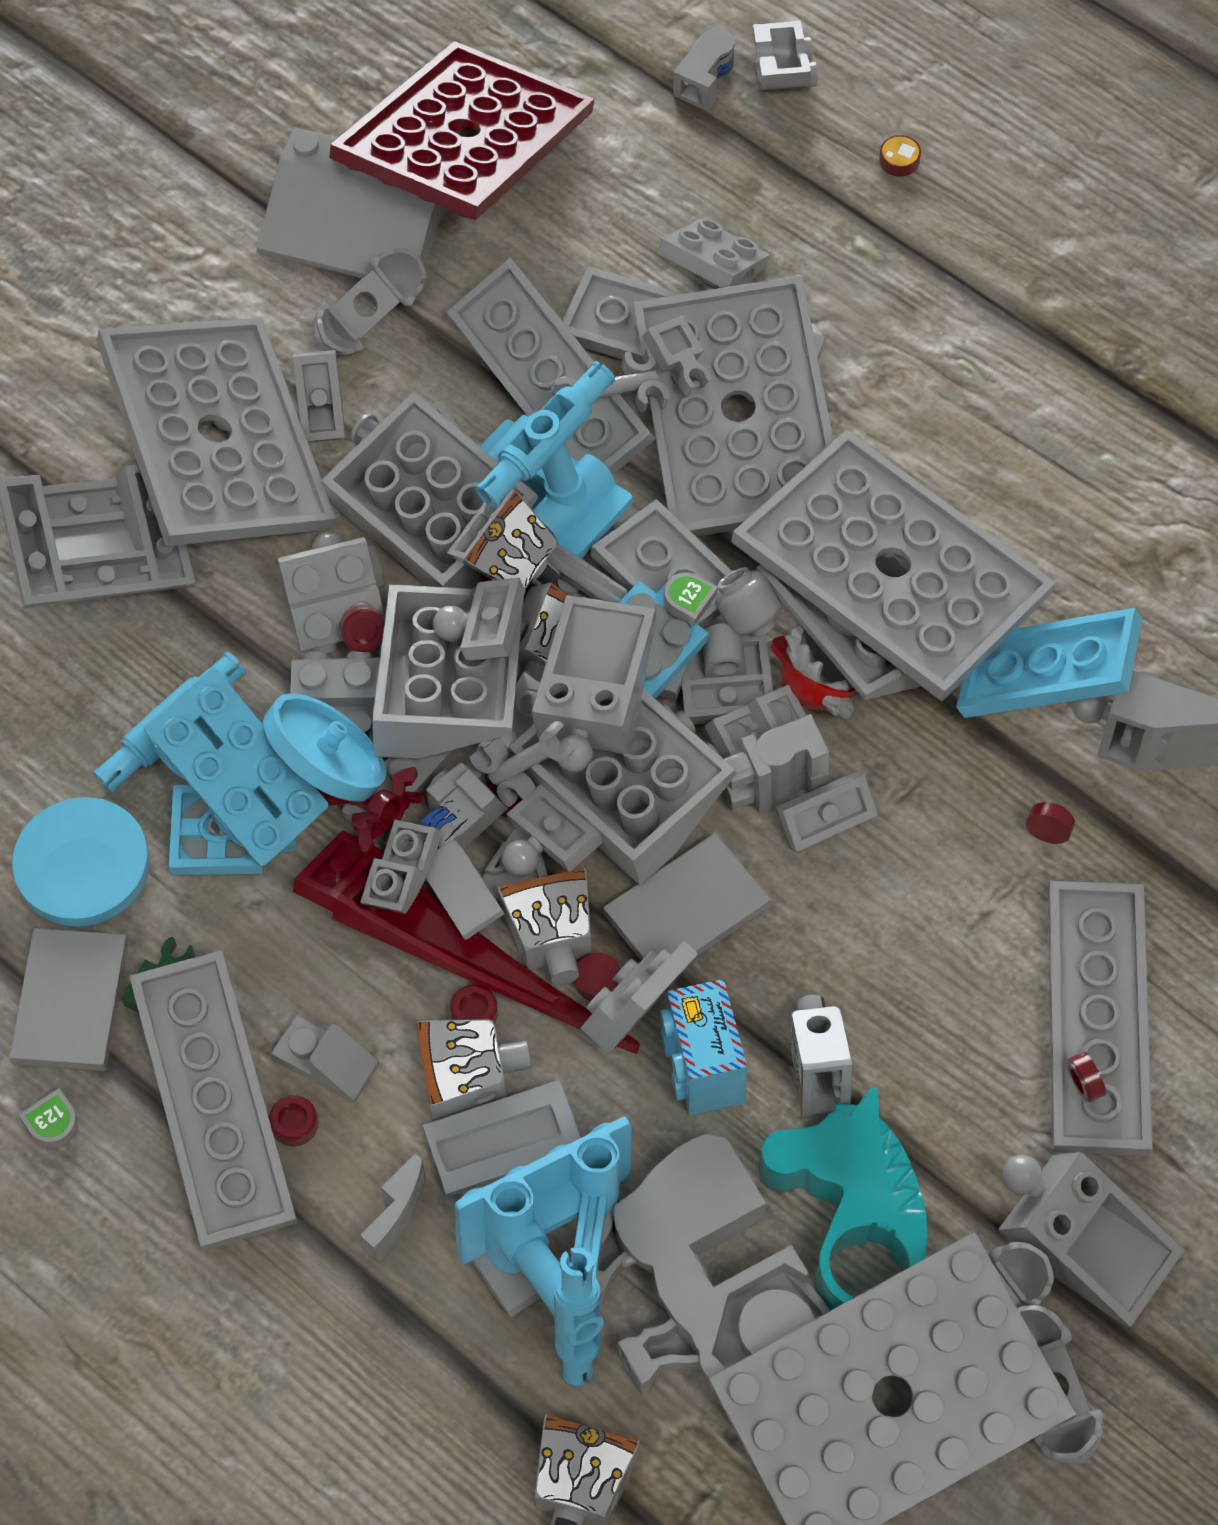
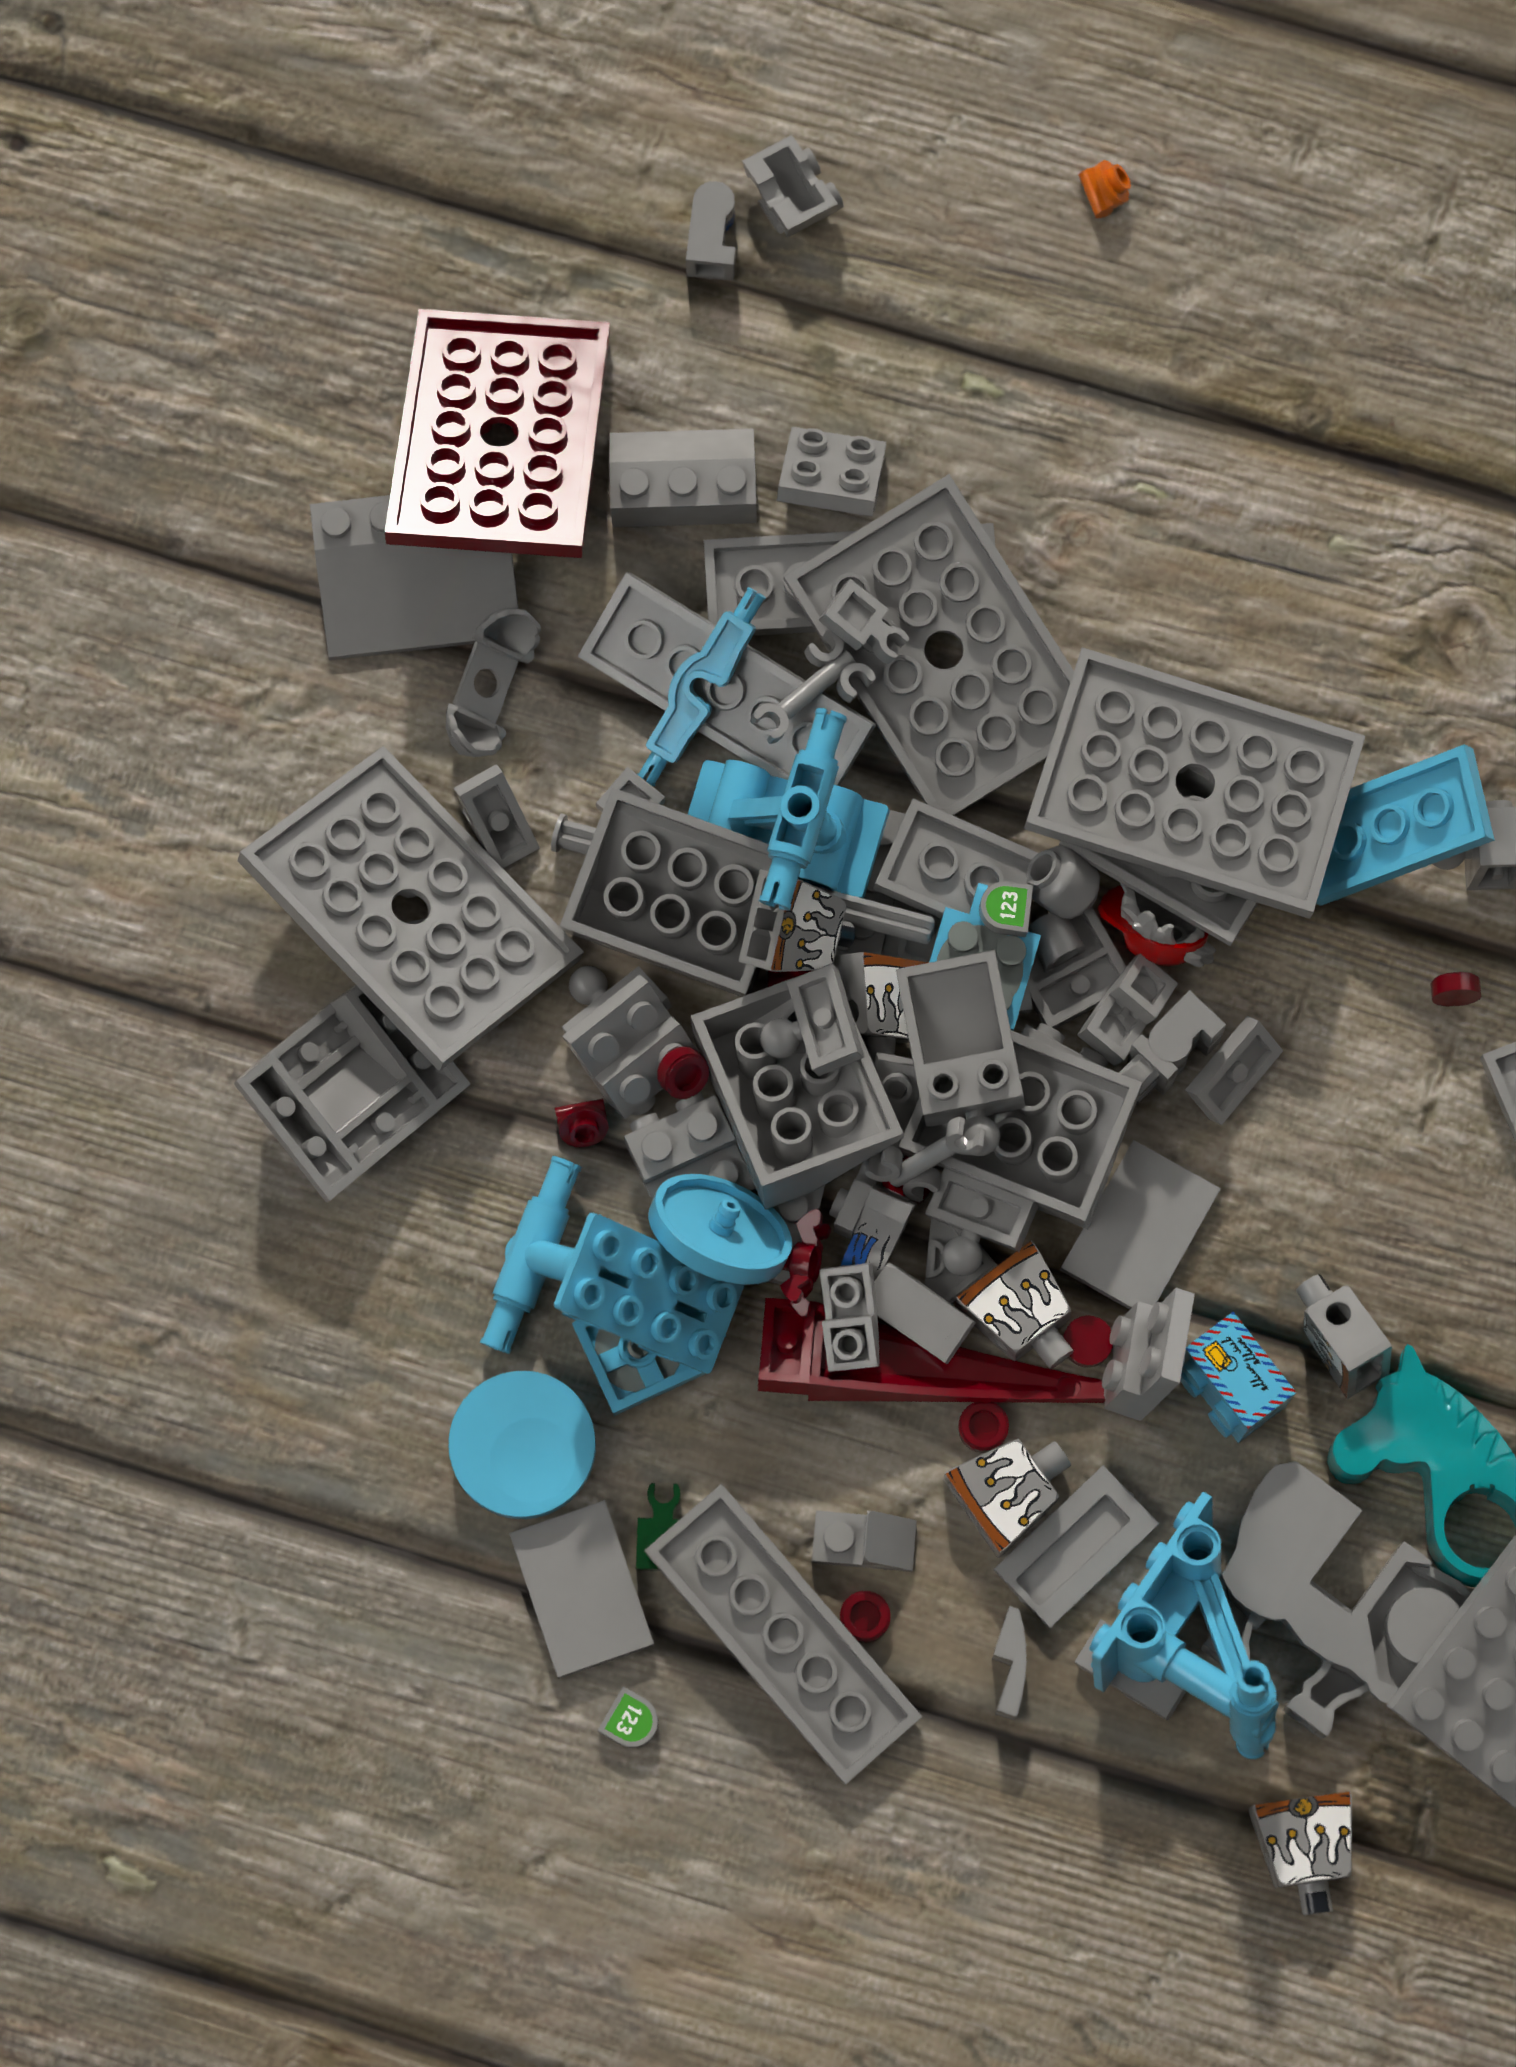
camera: 25 degrees left, 15 degrees up
(267, 644) = (582, 1123): none -> dark red plate
(547, 345) = (713, 663): none -> medium azure piece
(593, 224) = (682, 478): none -> light grey slope
(900, 155) = (968, 257): tile -> none
(1034, 144) = (1105, 187): none -> orange plate

